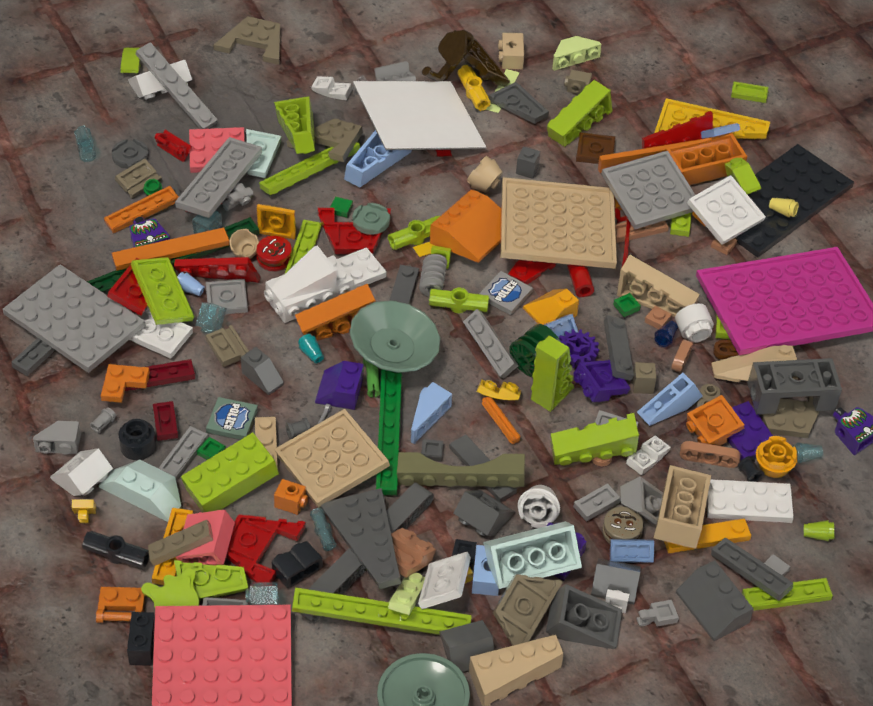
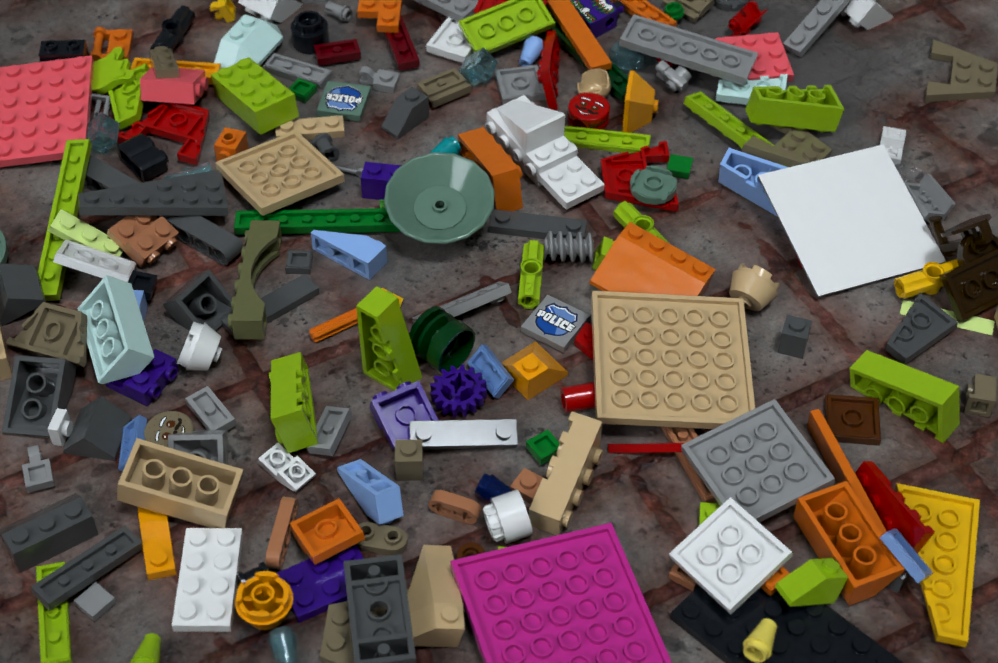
camera: 90 degrees right, 0 degrees up
(207, 389) = (382, 80): none -> light grey plate

